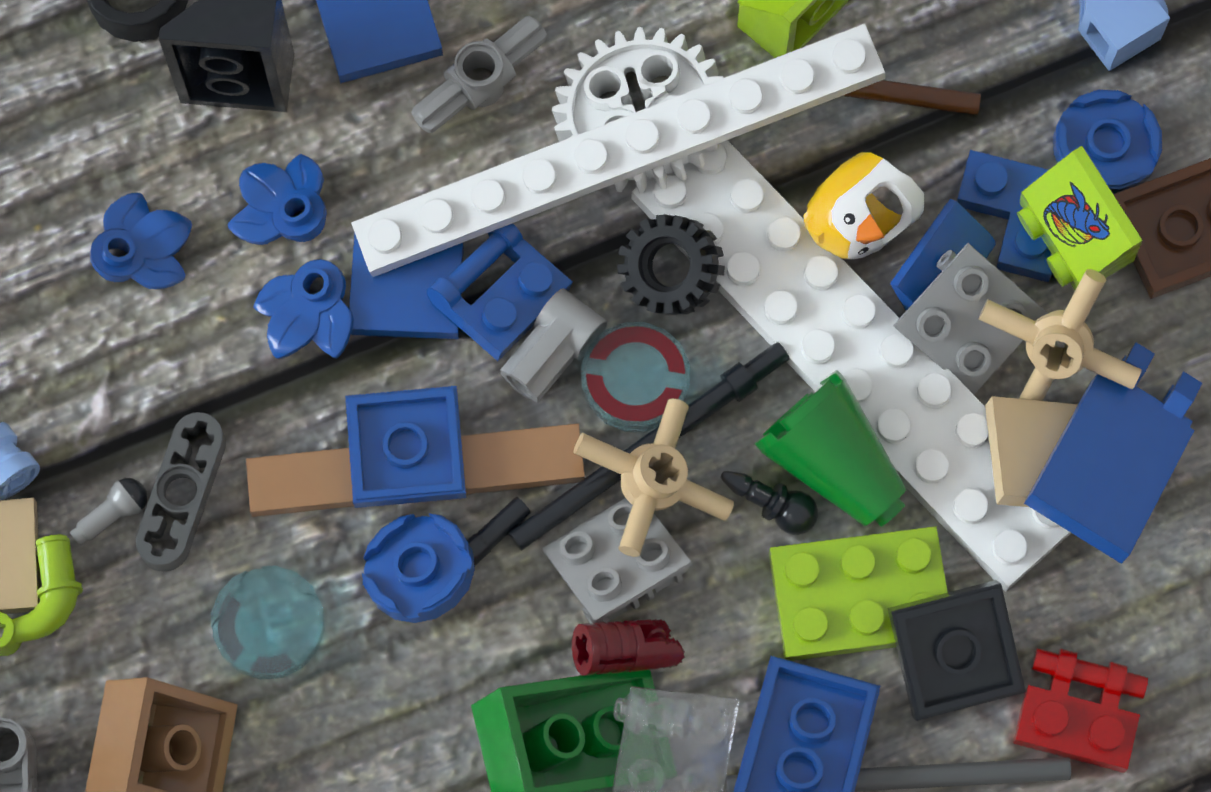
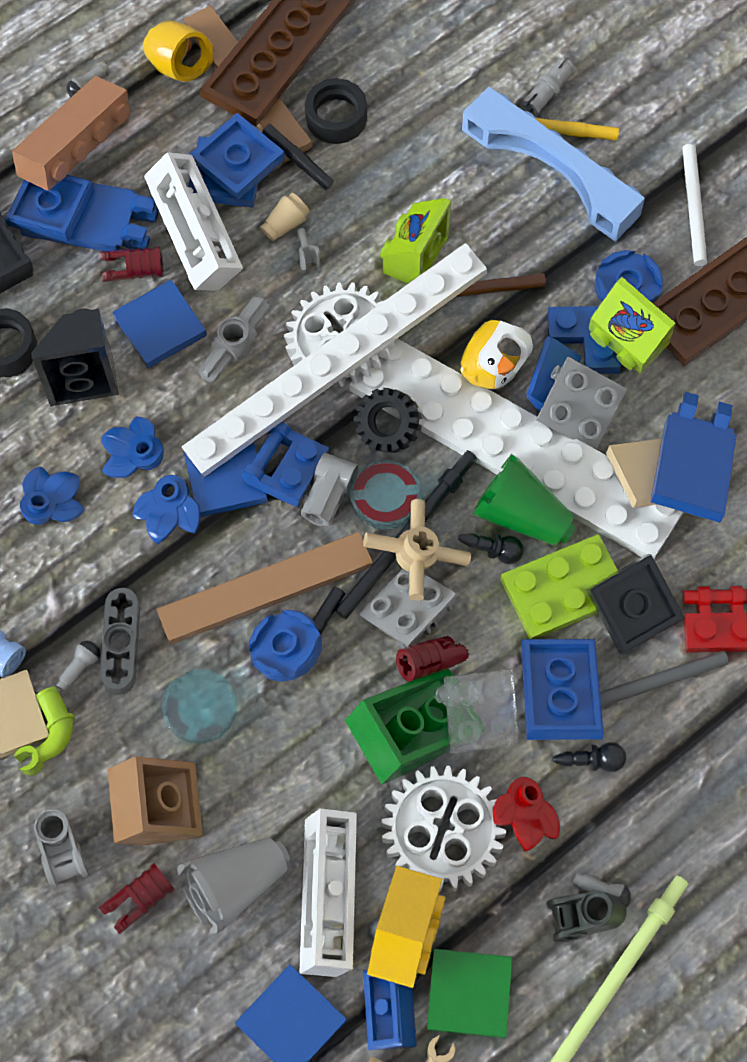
camera: 15 degrees left, 5 degrees down
(405, 447) = (255, 574): blue tile -> none
(1062, 326) = (641, 390): tan bar -> none

